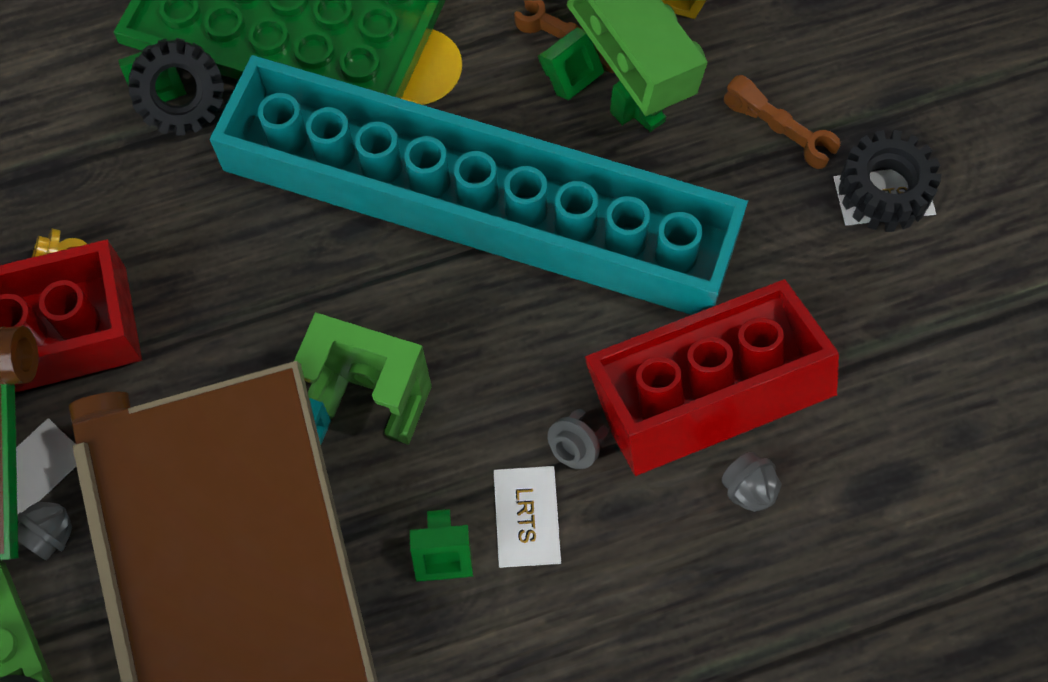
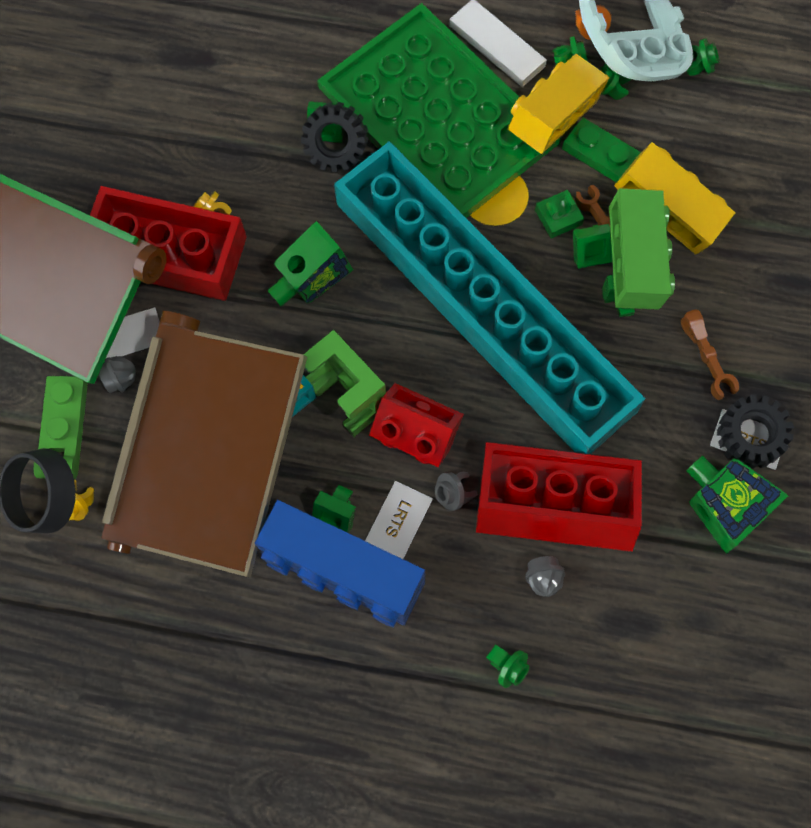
camera: 30 degrees right, 5 degrees up
(233, 257) = (309, 266): none -> green torso
(483, 383) = (416, 425): none -> red brick
(491, 608) = (341, 563): none -> blue brick
(508, 48) = (559, 214): none -> green tile
(779, 619) = (512, 668): none -> green plate
(914, 272) = (732, 500): none -> torso

